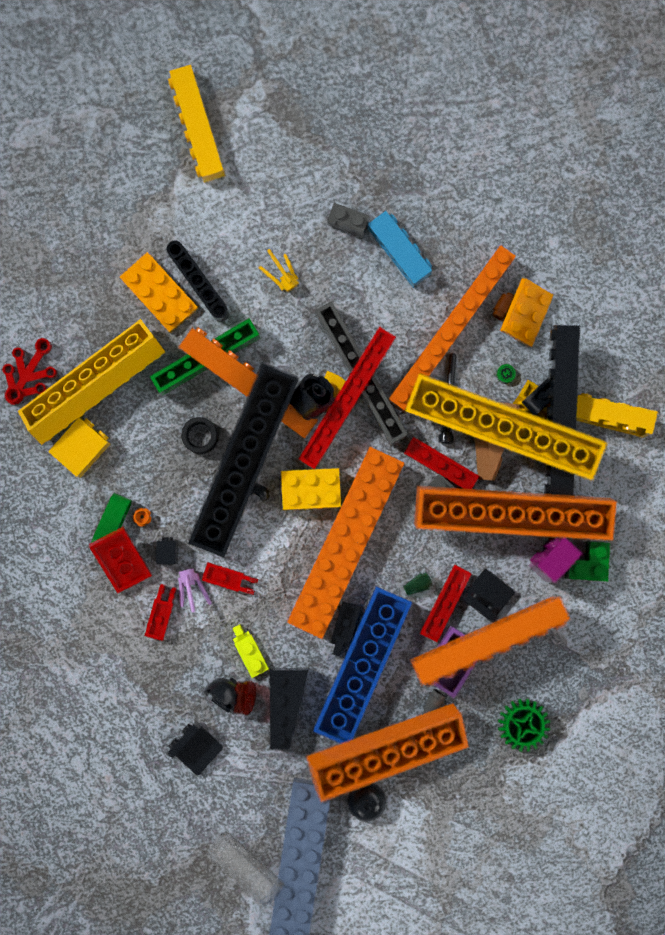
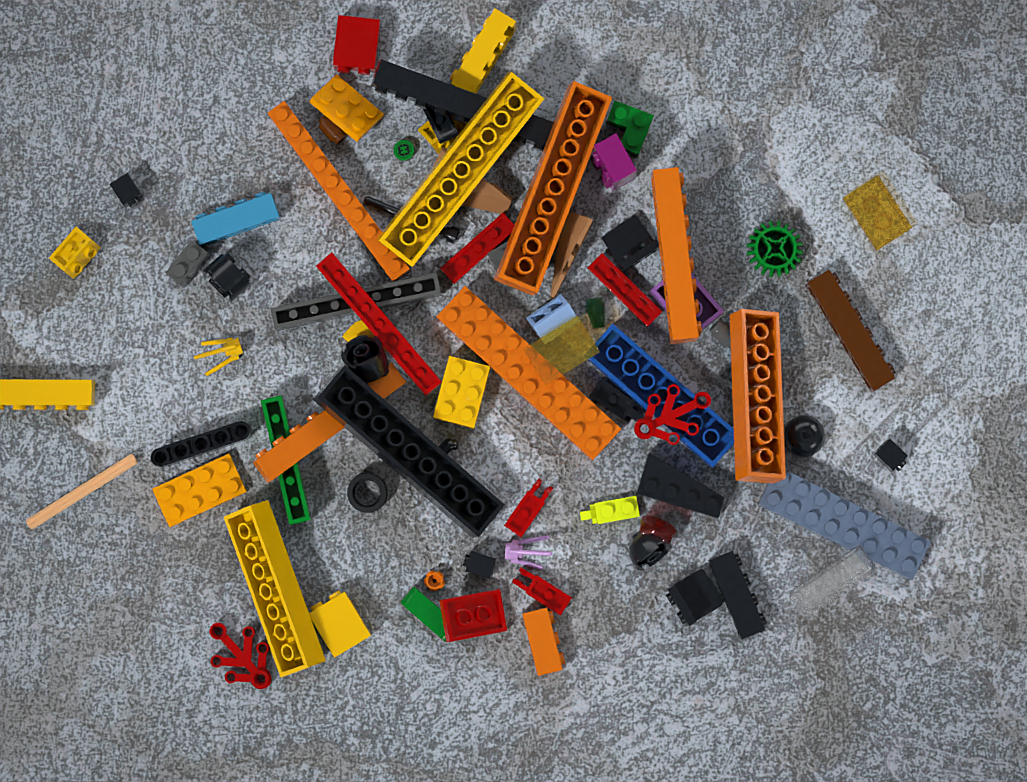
camera: 75 degrees left, 0 degrees up
(117, 627) = (543, 641): none -> orange brick
(127, 194) = (81, 491): none -> light nougat axle
(208, 785) = (736, 594): none -> black brick
(328, 123) = (74, 252): none -> yellow bracket
(345, 678) = (668, 417): none -> red plant
(347, 255) = (227, 277): none -> black brick
(373, 565) = (561, 350): none -> clear yellow tile
(373, 885) = (891, 455): none -> black brick
(395, 149) = (127, 191): none -> black brick
(399, 548) = (551, 316): none -> light blue brick
(470, 542) = (570, 241): none -> medium nougat wedge
(472, 816) = (850, 330): none -> reddish brown brick
(585, 303) = (356, 44): none -> red brick
(585, 806) = (877, 213): none -> clear yellow tile

